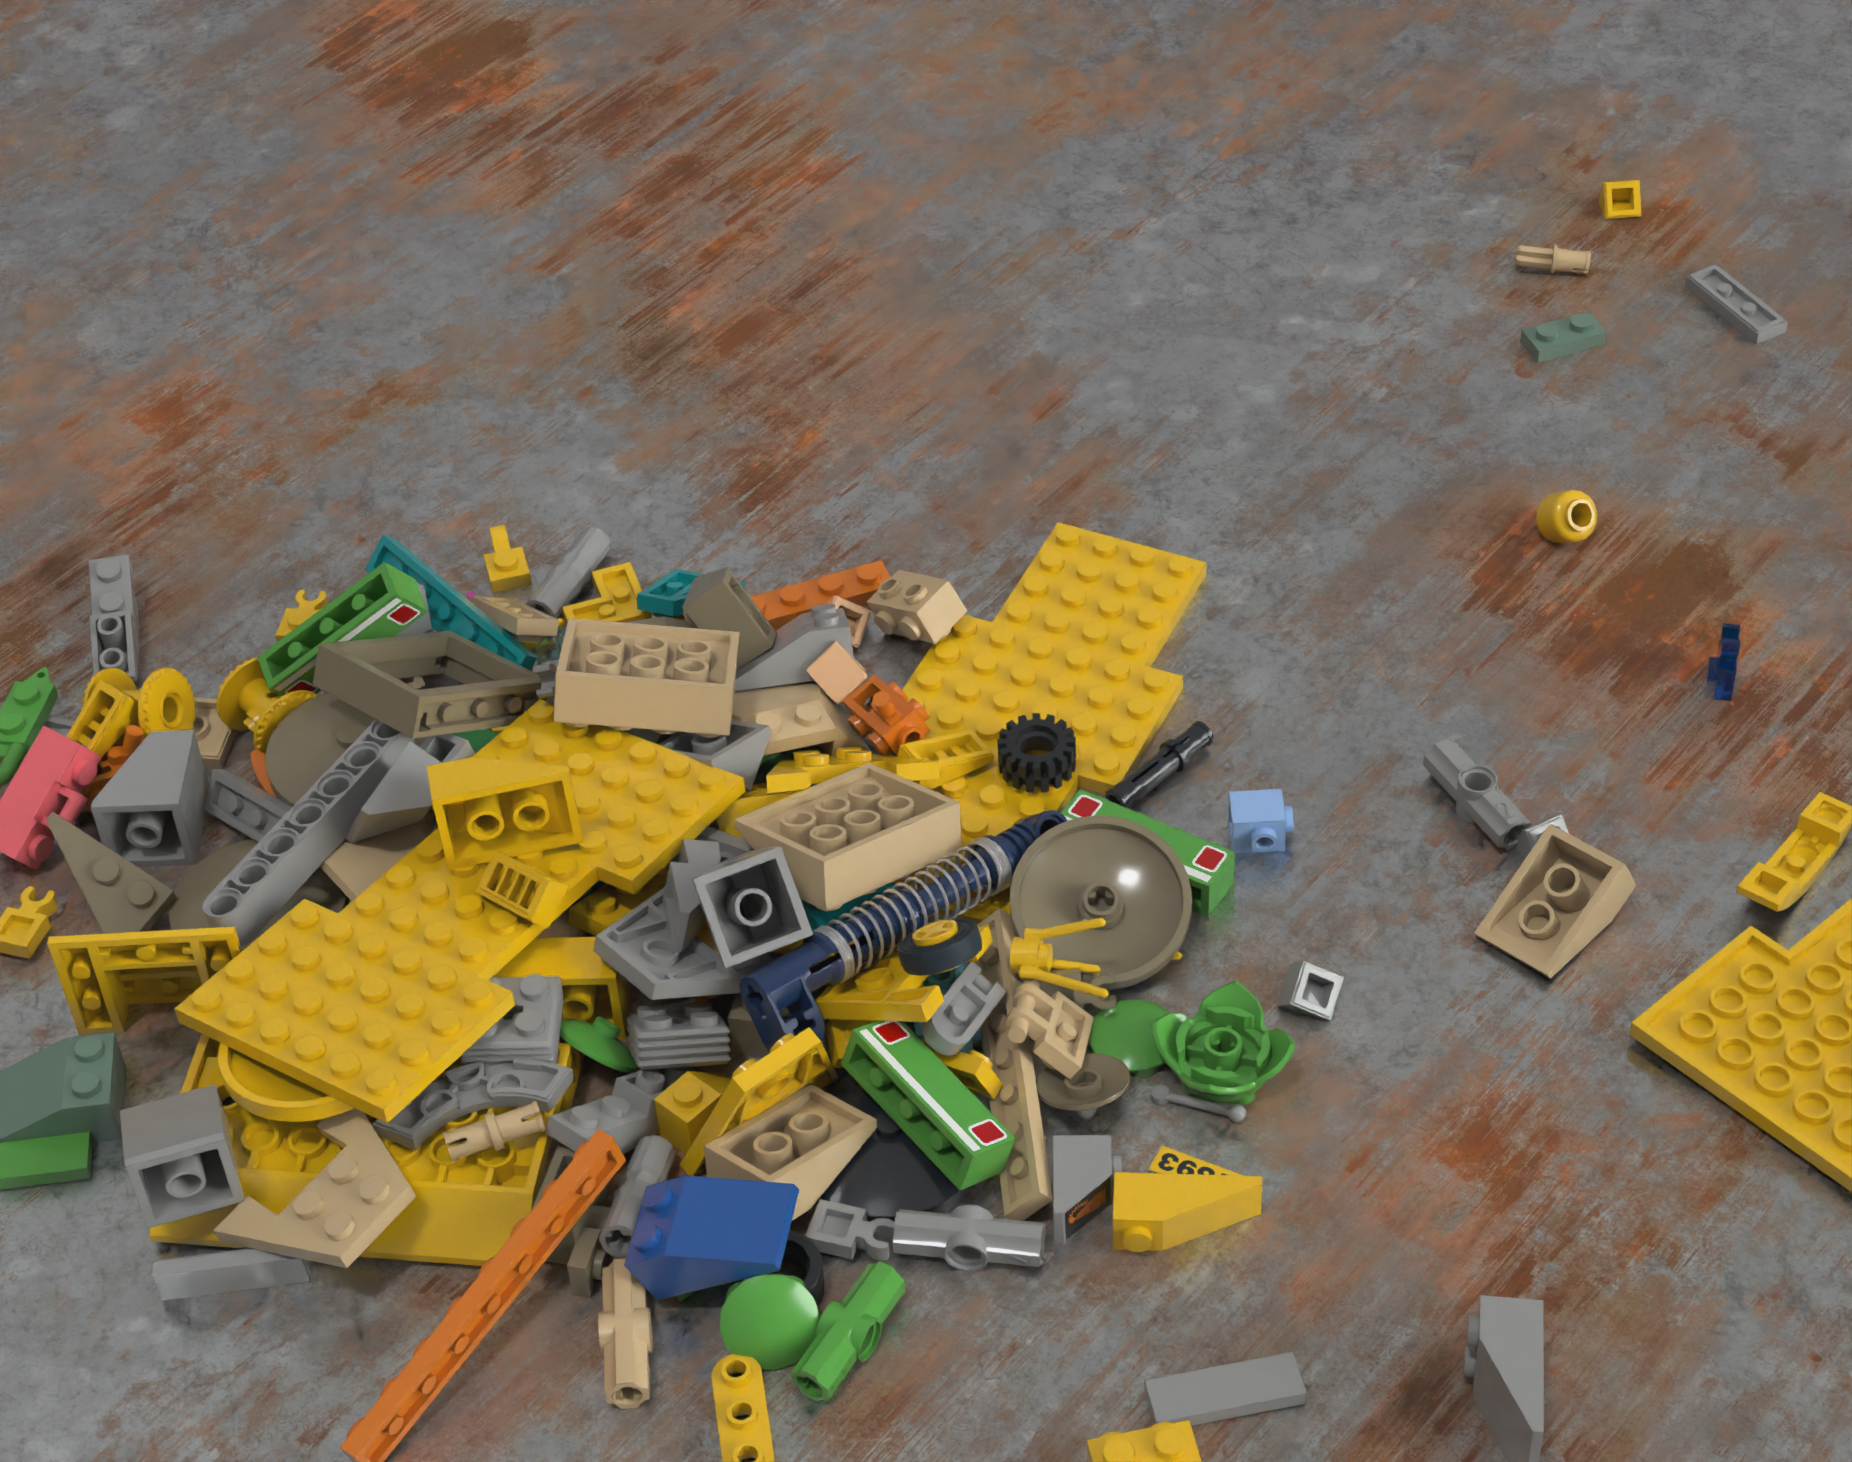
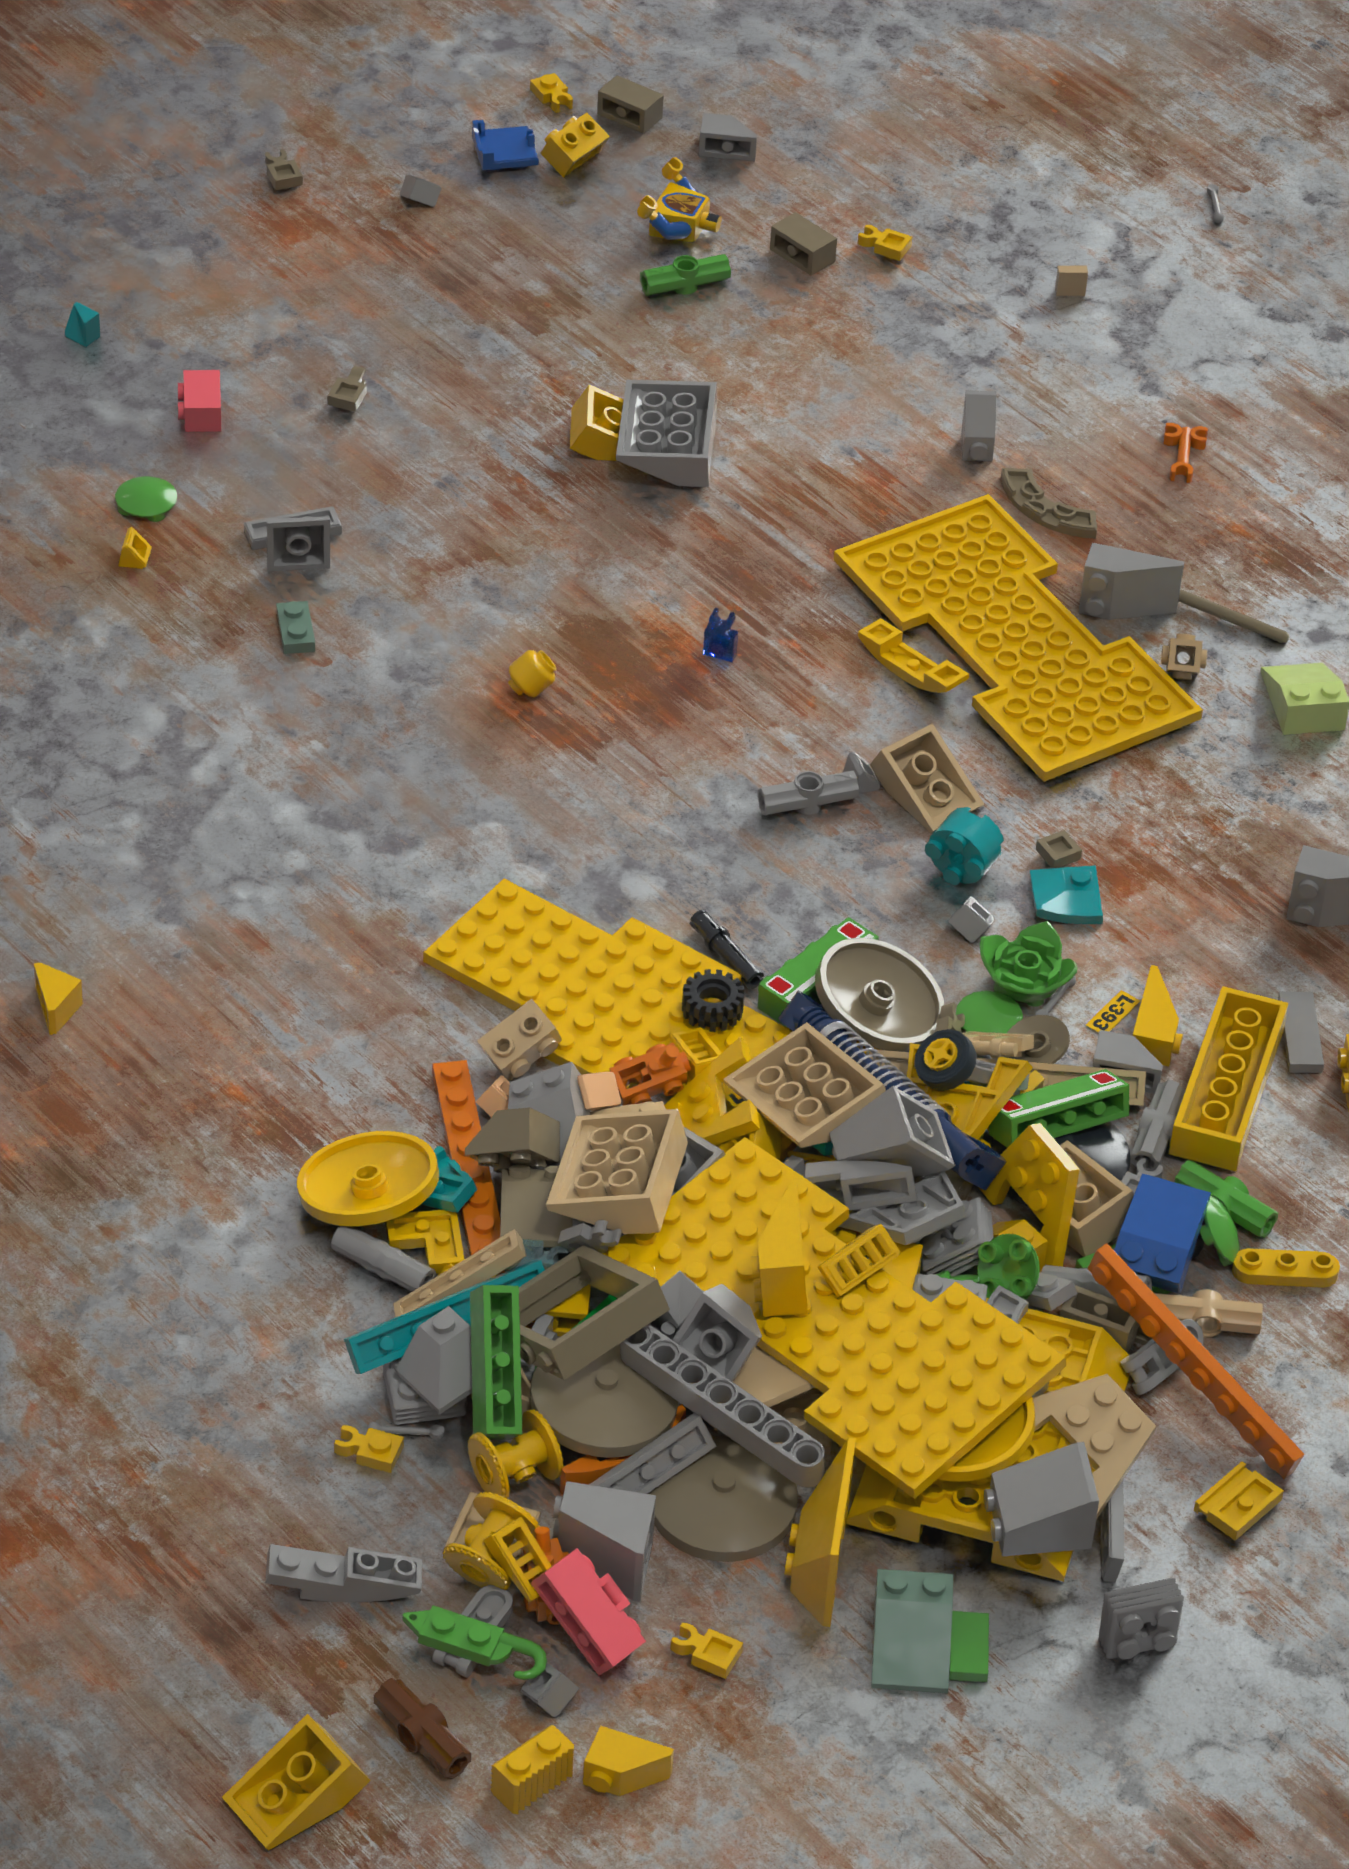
camera: 85 degrees left, 0 degrees up
(51, 1307) = (1141, 1618): none -> light grey brick
(115, 889) = (694, 1576): dark tan wing -> none
(293, 1407) = (1238, 1500): none -> yellow plate
(452, 744) = (681, 1297): none -> light grey slope
(494, 1131) = (1050, 1326): tan pin -> none
(506, 566) = (345, 1303): yellow plate -> none
(555, 1300) = (1156, 1360): none -> light grey plate
(603, 1077) = (1008, 1263): none -> bright green dish
(670, 533) = (368, 1178): none -> yellow dish
(889, 283) = (58, 995): none -> yellow slope
(1033, 957) = (932, 1022): yellow plant -> none
(1072, 1298) = (1228, 1079): none -> yellow brick
(1258, 820) = (804, 908): light blue brick -> none
(1401, 1086) = (1067, 894): none -> teal plate
(1419, 947) = (965, 846): none -> teal brick
(1486, 1063) = (1058, 849): none -> dark tan plate
(1554, 259) = (199, 604): tan axle -> none
(1692, 300) = (298, 543): none -> light grey slope
(1717, 194) = (146, 498): none -> bright green dish

